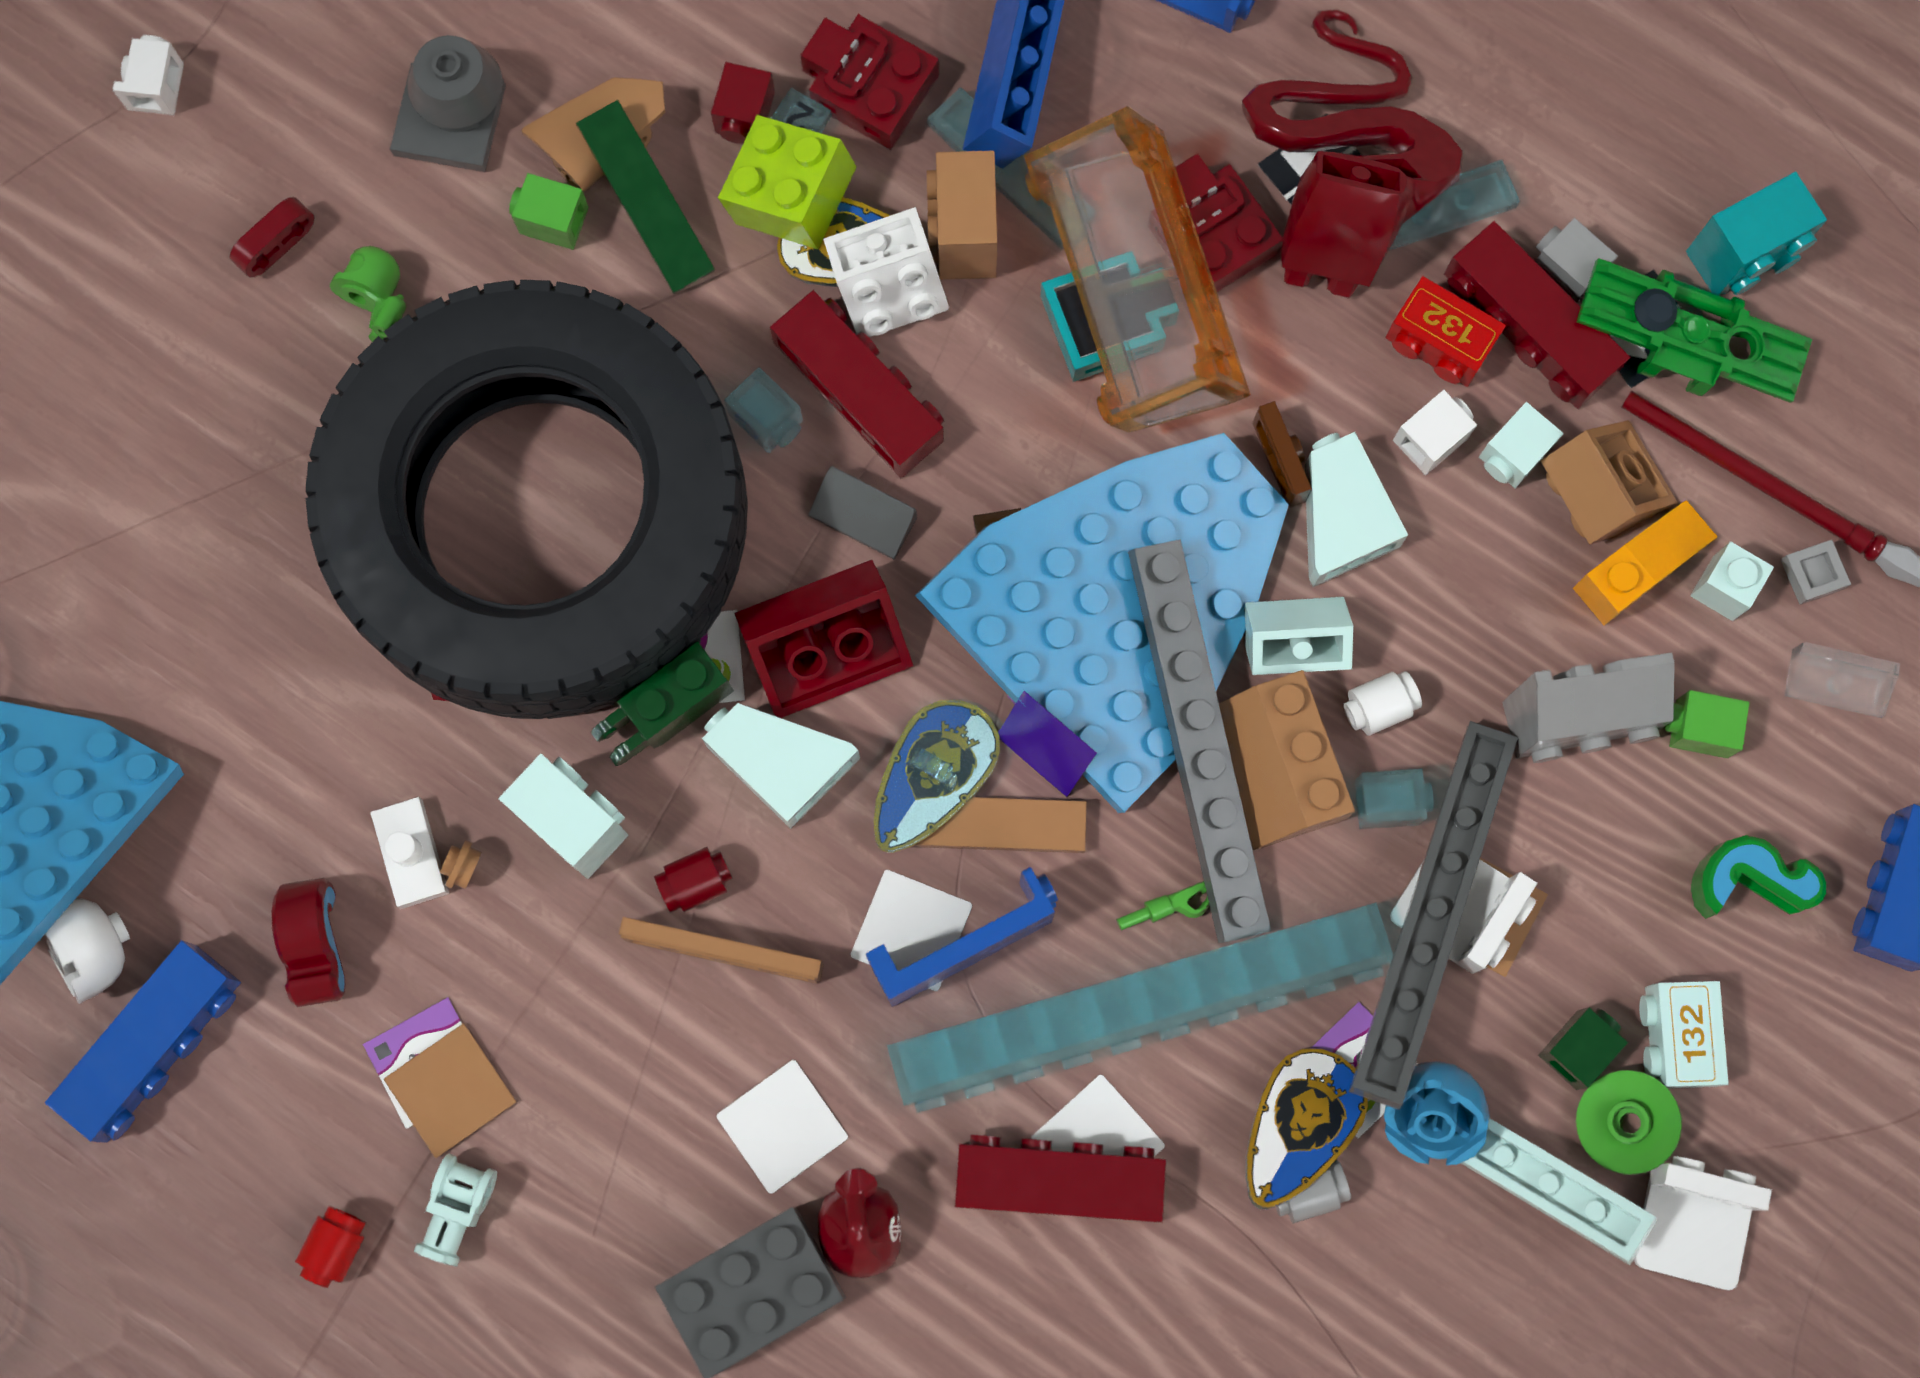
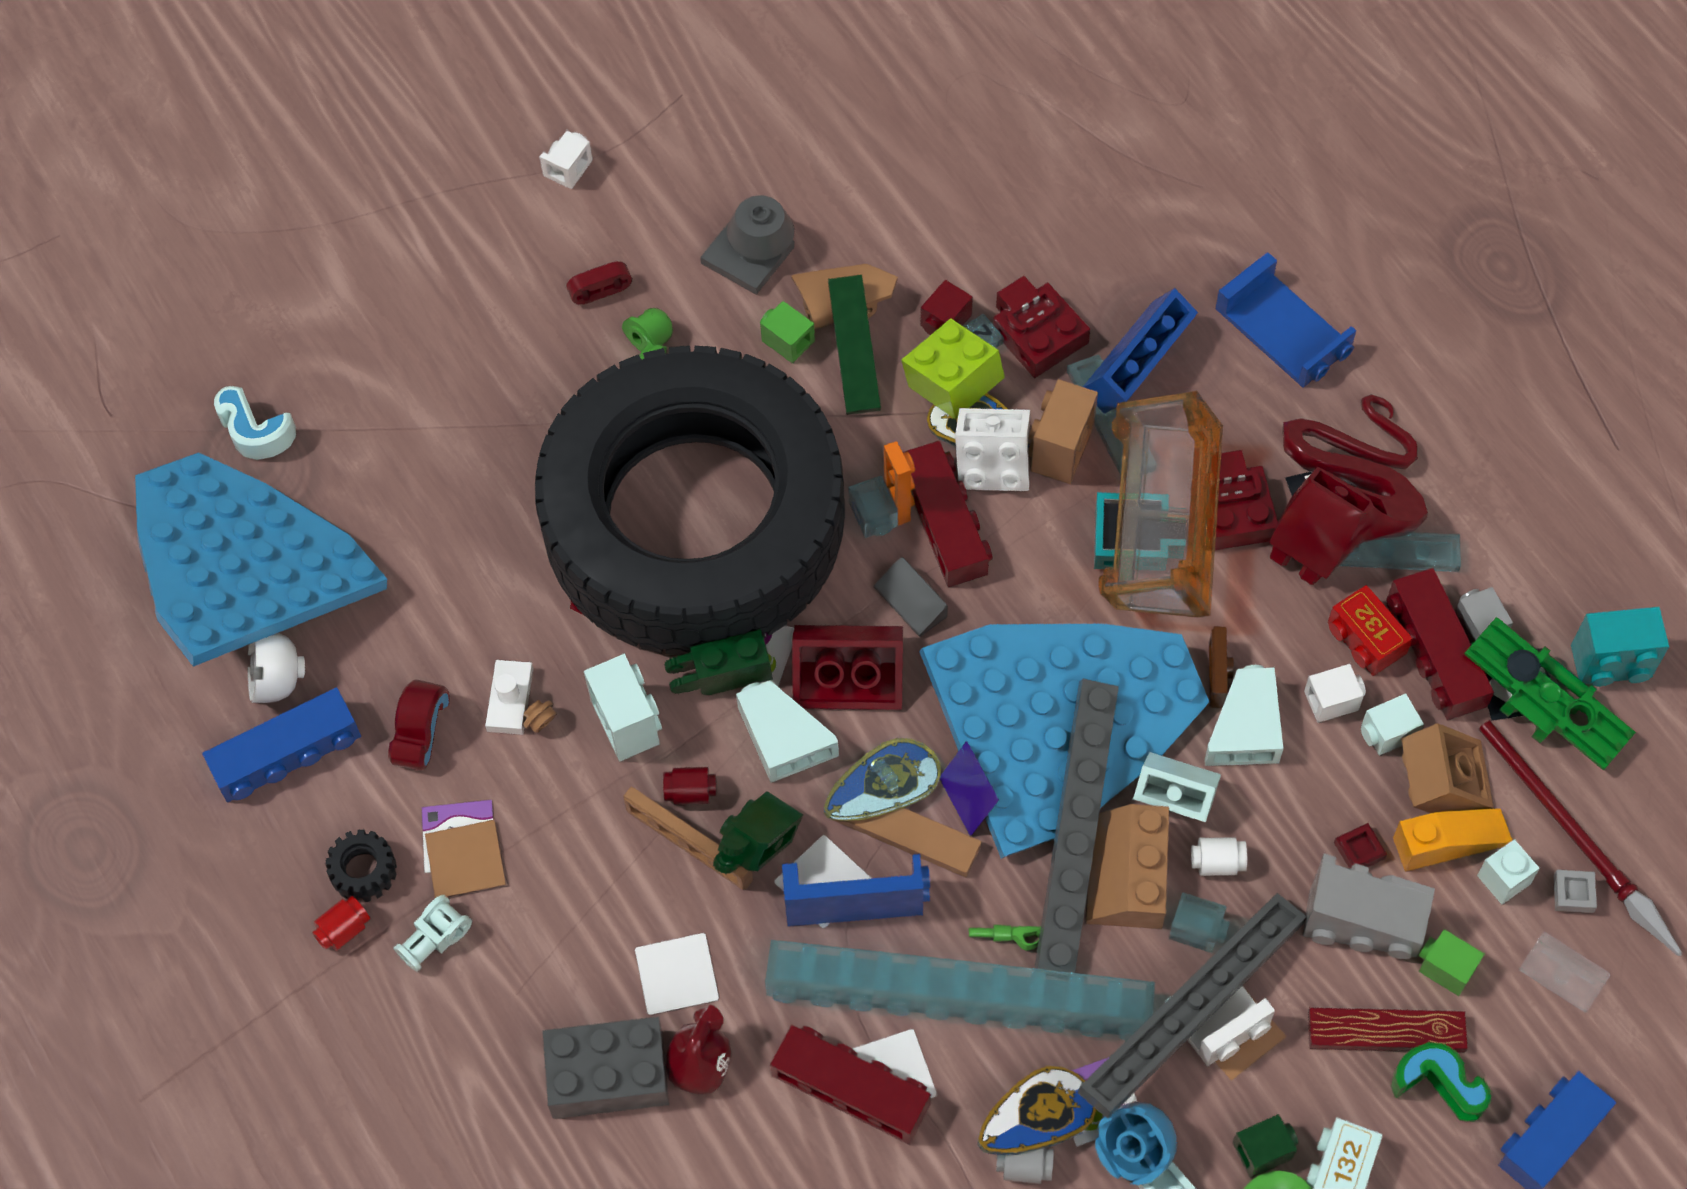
camera: 25 degrees right, 15 degrees down
(290, 1151) = (350, 848): none -> black tyre
(788, 367) = (898, 479): none -> orange plate
(808, 917) = (756, 834): none -> dark green hinge
(1541, 619) = (1360, 847): none -> dark red tile
(1664, 838) = (1385, 1029): none -> dark red tile

